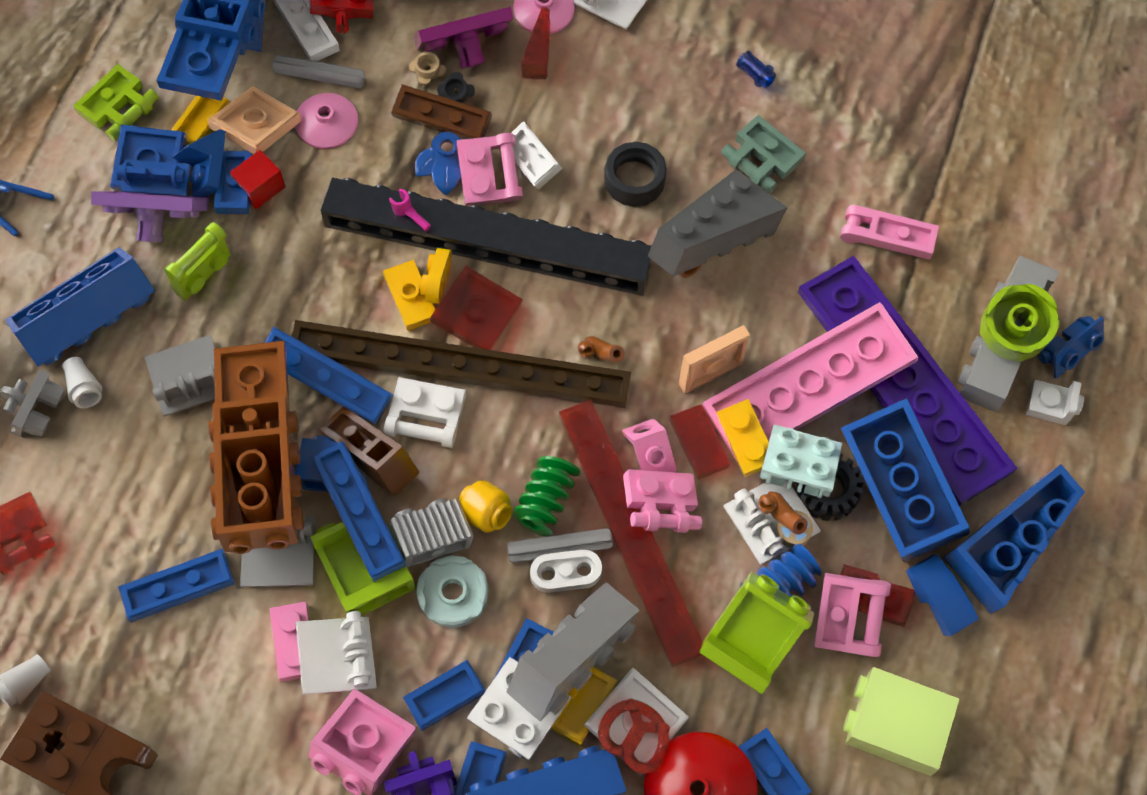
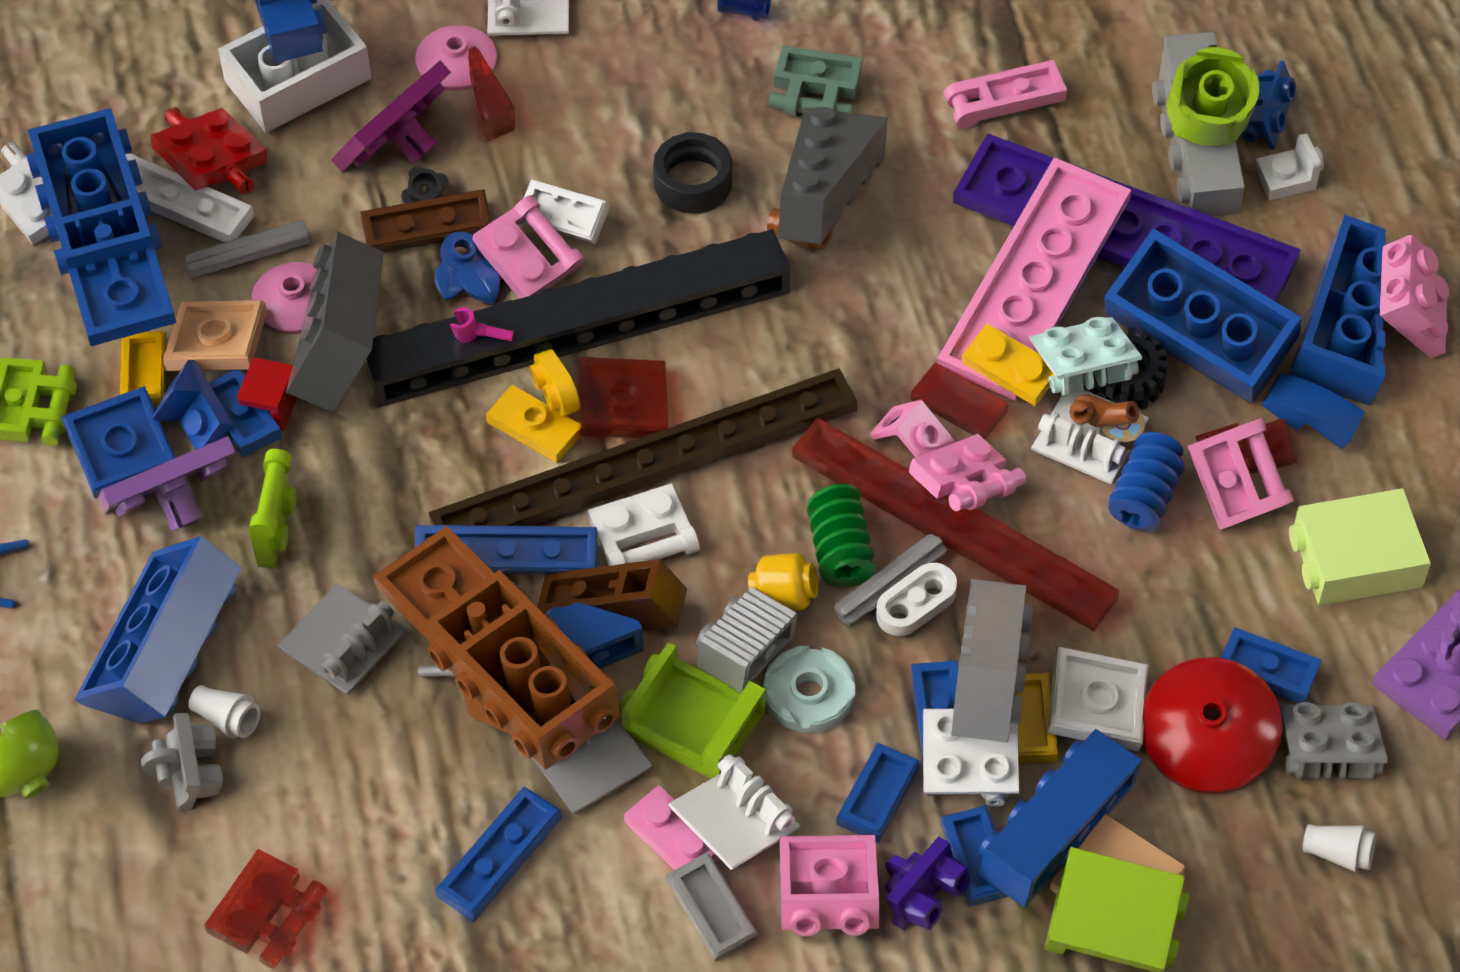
camera: 30 degrees left, 10 degrees down
(154, 177) = (147, 449): blue hinge -> none
(277, 710) = (711, 906): none -> light grey tile
(326, 152) = (337, 321): none -> dark grey wedge
(358, 511) = (656, 654): blue tile -> none
(424, 61) = (375, 174): tan plate -> none
(600, 349) = (789, 366): dark orange arm -> none
(635, 734) = (1110, 702): clear red piece -> none
(713, 359) = (921, 306): light nougat plate -> none
(757, 631) = (1160, 534): lime panel -> none
(1073, 553) = (1414, 295): none -> bright pink plate

